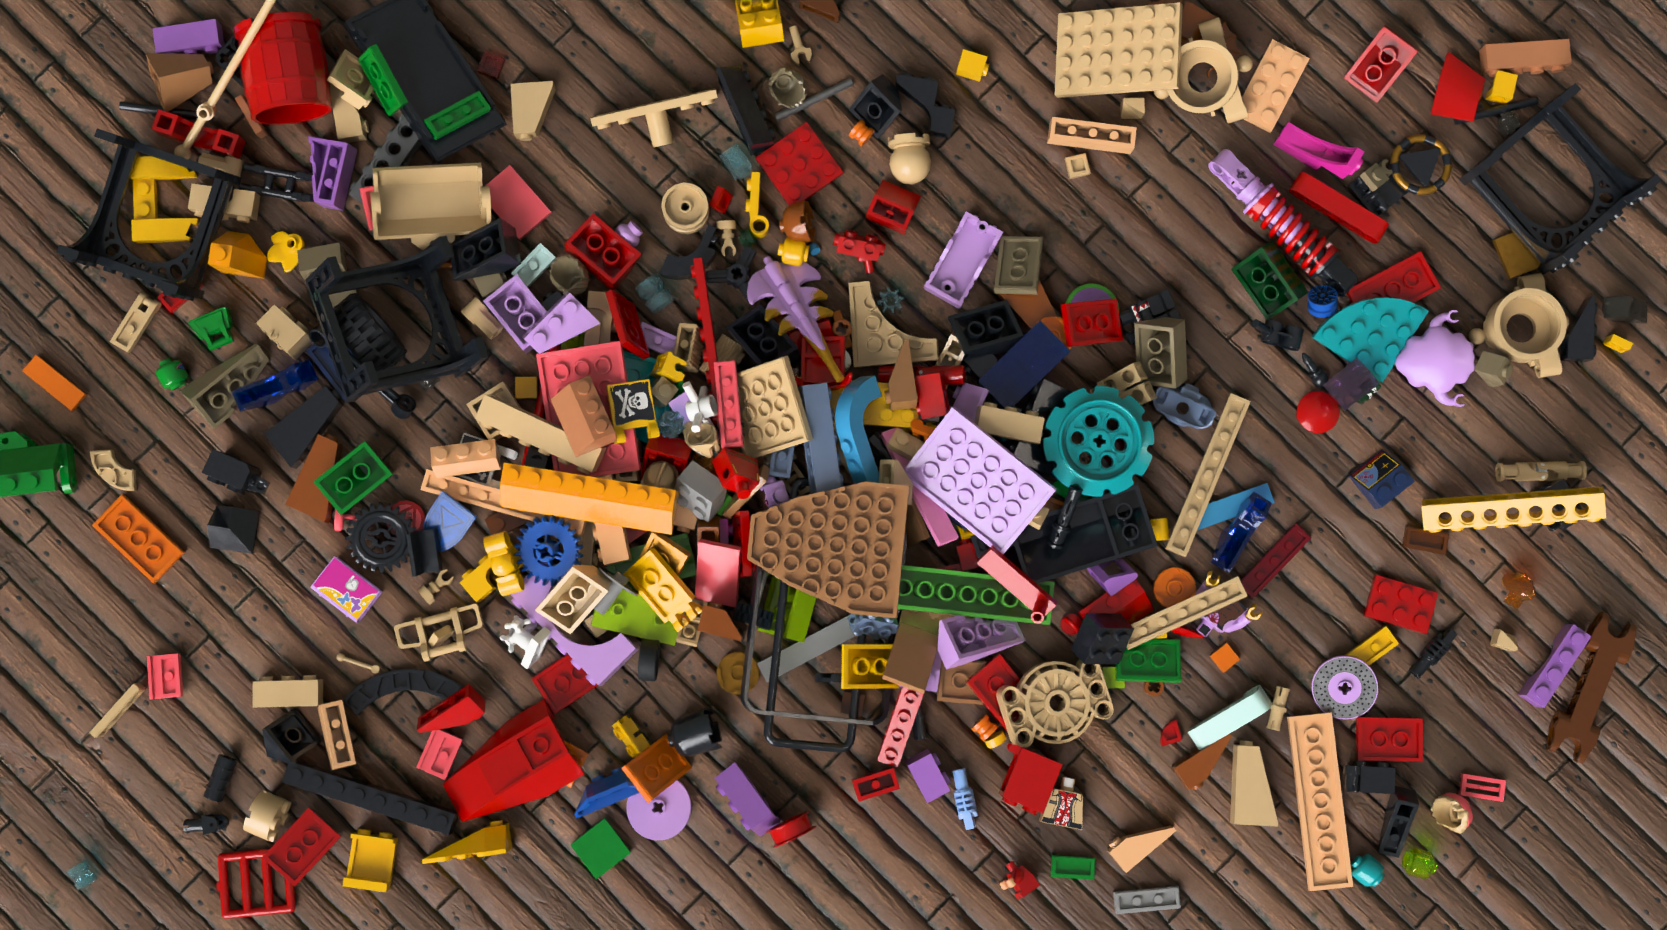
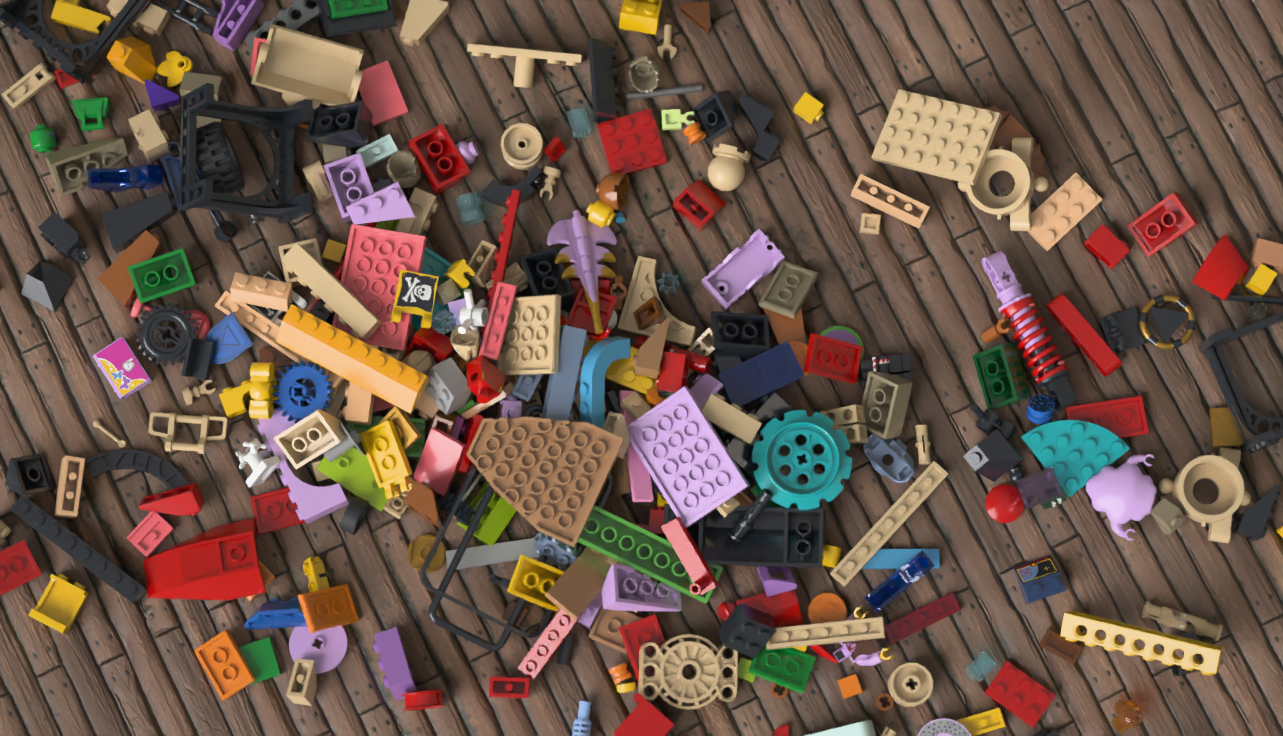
camera: 25 degrees right, 5 degrees down
(282, 286) = (160, 97): none -> dark purple slope
(287, 692) = (41, 437): tan brick -> none
(440, 636) = (186, 434): tan tile -> none
(485, 842) = (159, 620): yellow wedge -> none
(569, 863) = (225, 665): none -> orange tile
(583, 416) = (371, 288): nougat slope -> none
(627, 324) = (437, 226): red tile -> none
(657, 853) = (302, 682): none -> tan slope
(658, 339) = (457, 246): lavender plate -> none
(695, 733) = (371, 591): black cylinder -> none
(742, 265) = (537, 214): black bush -> none
(746, 238) = (565, 189): clear green plate -> none
(752, 205) = (580, 164): yellow plate -> none
(834, 125) = (673, 119): none -> yellowish green plate
(864, 248) = (662, 231): red brick -> none
(883, 341) = (649, 314): none -> reddish brown slope
(927, 775) = (557, 697): medium lavender brick -> none
(1132, 108) = (934, 190): tan slope -> none
(1213, 379) = (924, 457): none -> tan pin
(1248, 235) = (995, 331): none -> dark orange bar
(1261, 666) = (889, 699): none -> dark orange bush
(1290, 367) = (993, 456): none -> black slope
(1300, 634) = (921, 682): none -> tan wheel
(1318, 153) = (1079, 280): dark pink arch -> none
(1331, 106) = (1107, 246): none -> red brick
(1352, 590) = (980, 666): none -> clear light blue brick
(1376, 175) = (1124, 317): dark tan plate -> none

